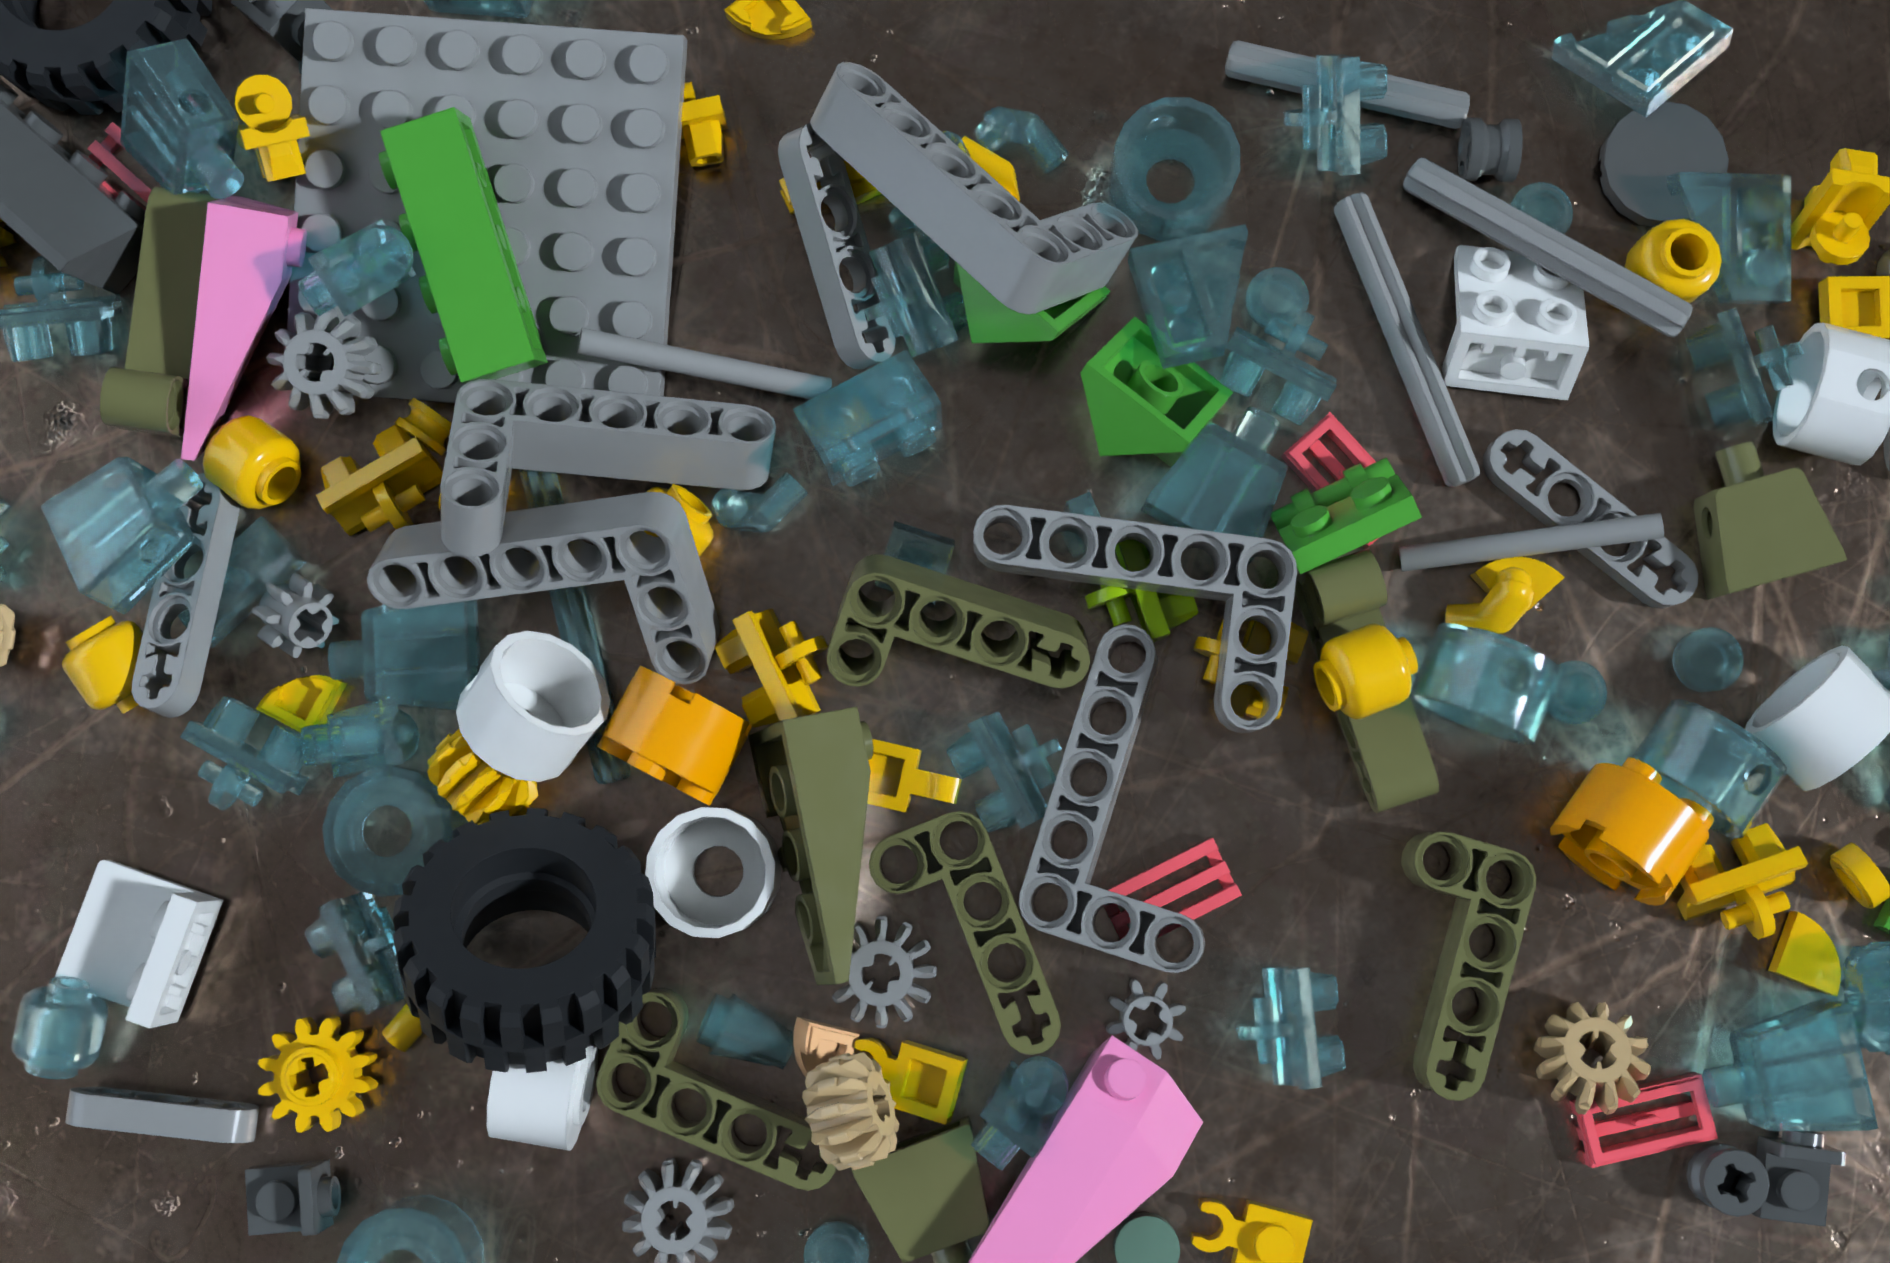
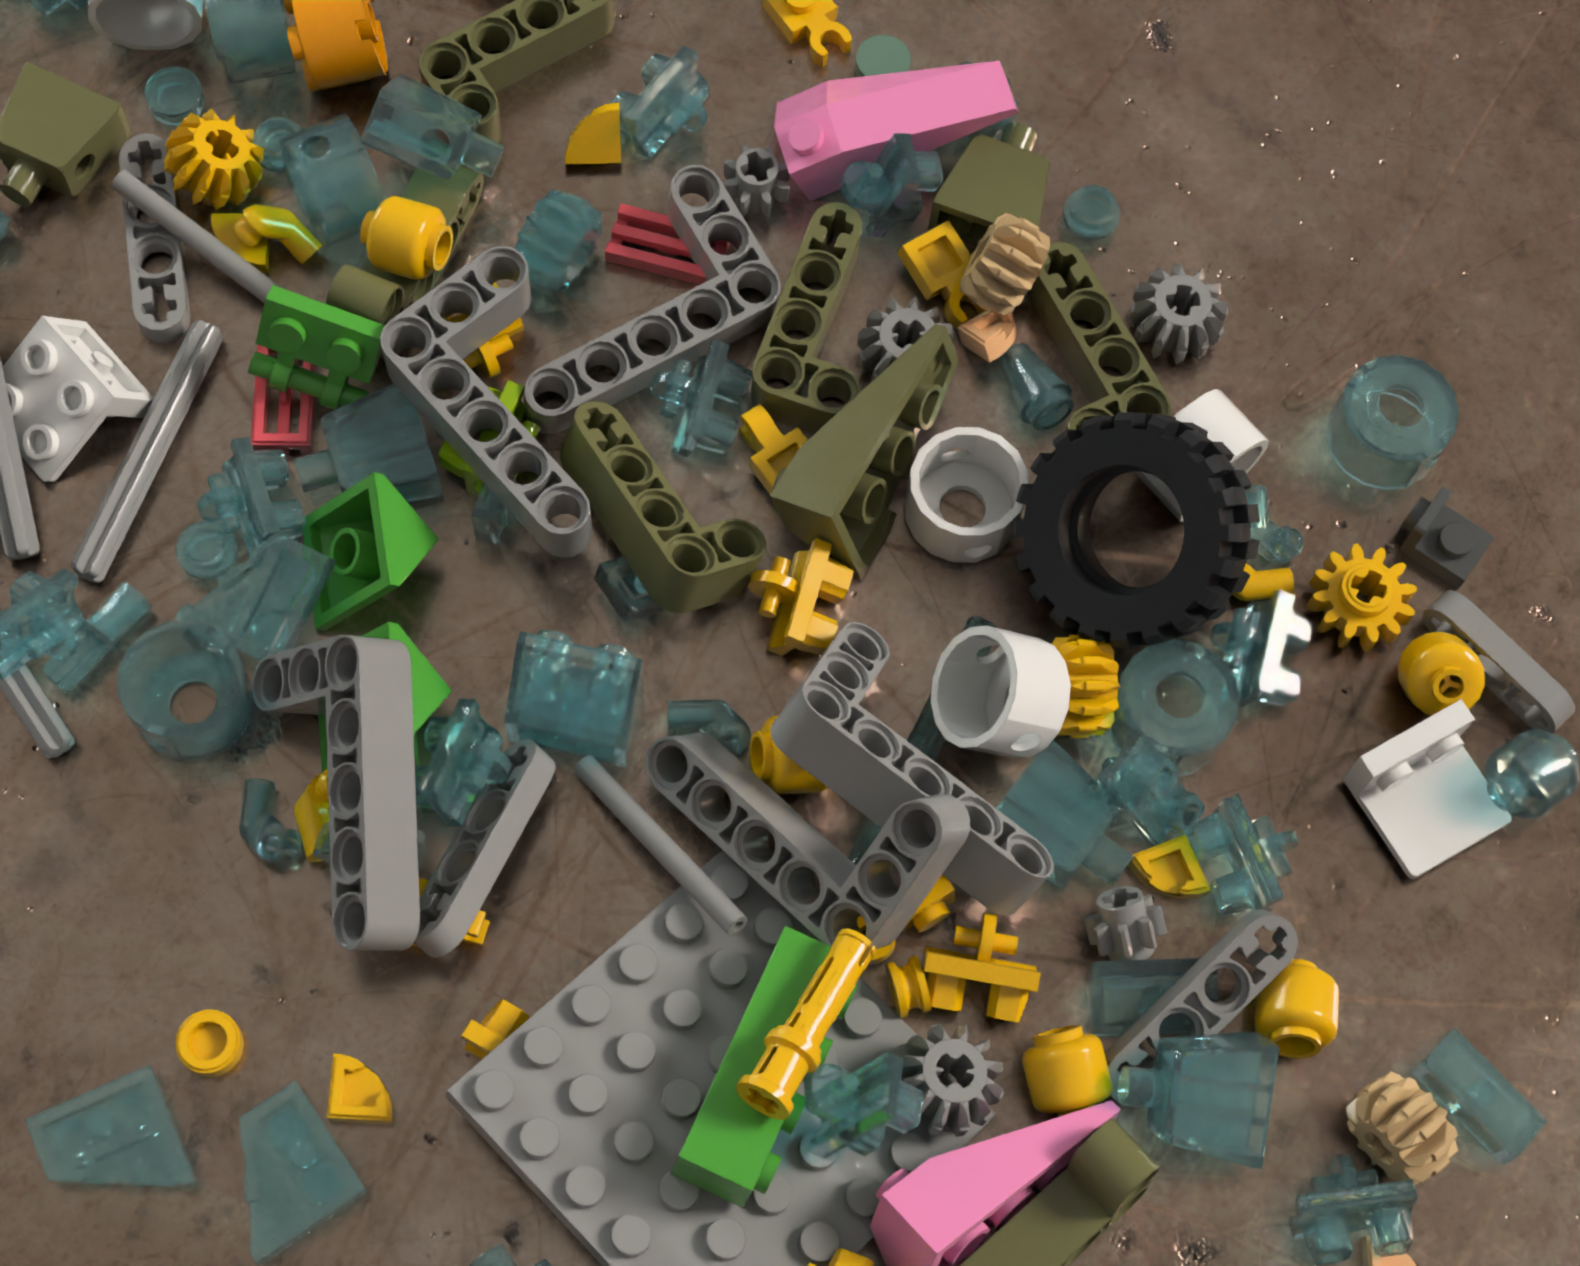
camera: 150 degrees left, 15 degrees down
(195, 1052) = (1439, 672): none -> yellow head
(435, 256) = (795, 1046): none -> yellow pin
(436, 1067) = (1275, 543): none -> clear light blue arm
(675, 735) = (913, 595): light orange brick -> none
(1253, 800) = (559, 239): none -> clear light blue gear
(1288, 164) = (99, 636): none -> clear light blue axle
(1318, 937) = (596, 138): none -> yellow tile
(1446, 786) = (406, 126): none -> clear light blue torso
(1595, 638) = (213, 159): none -> yellow gear

